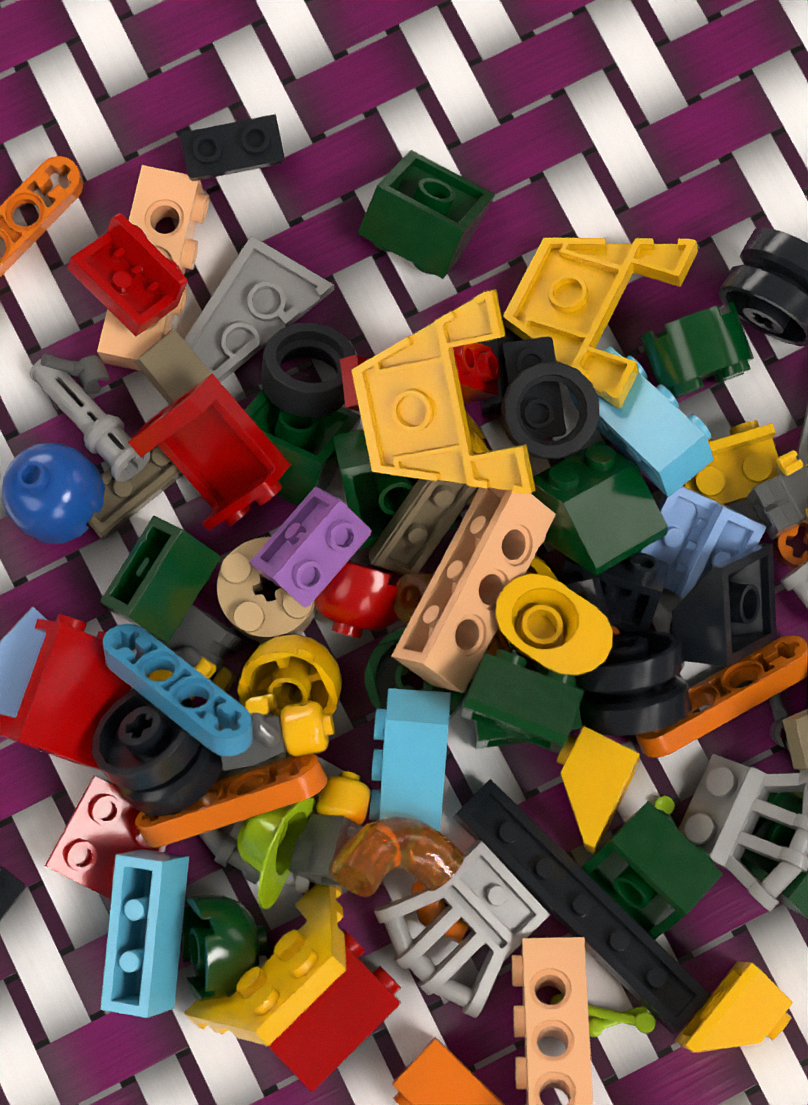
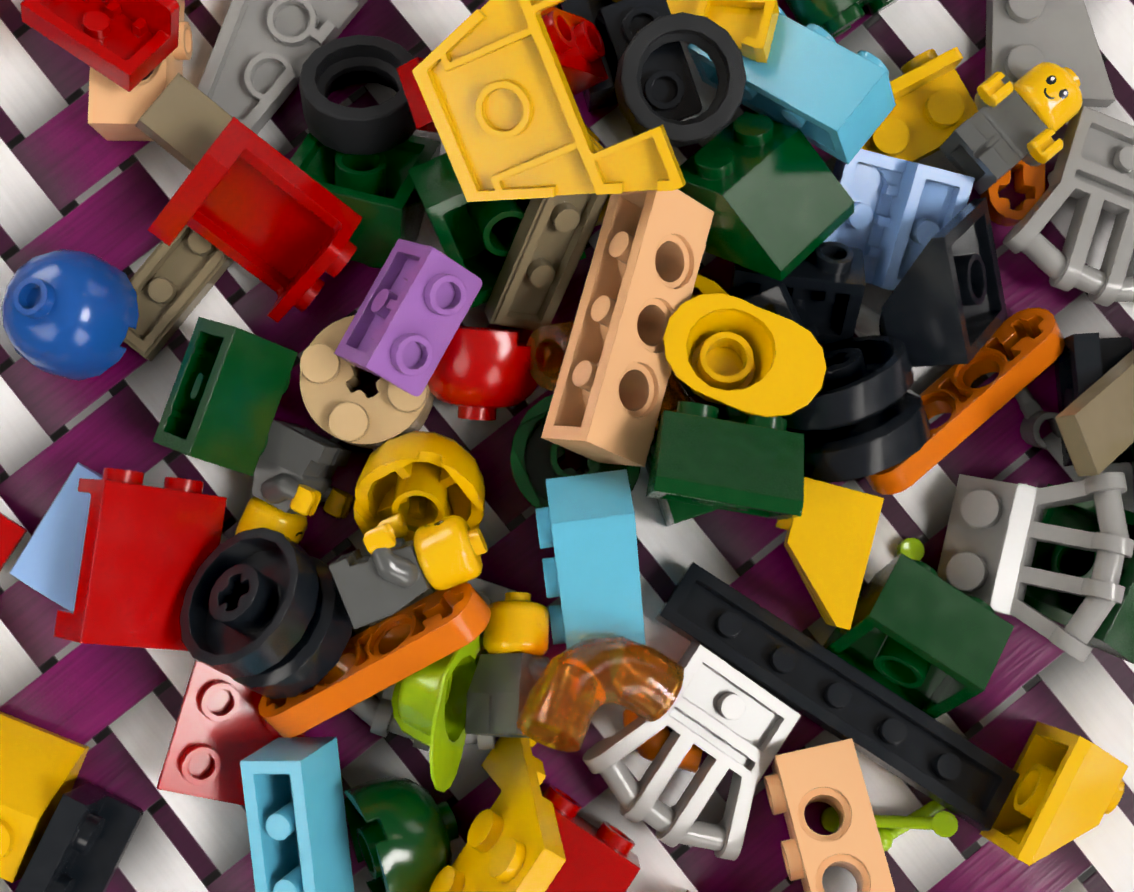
camera: 15 degrees left, 5 degrees up
(88, 370) = (85, 150): dark grey hand -> none
(101, 432) = (116, 225): light grey pin -> none
(184, 683) = (277, 529): dark azure beam -> none

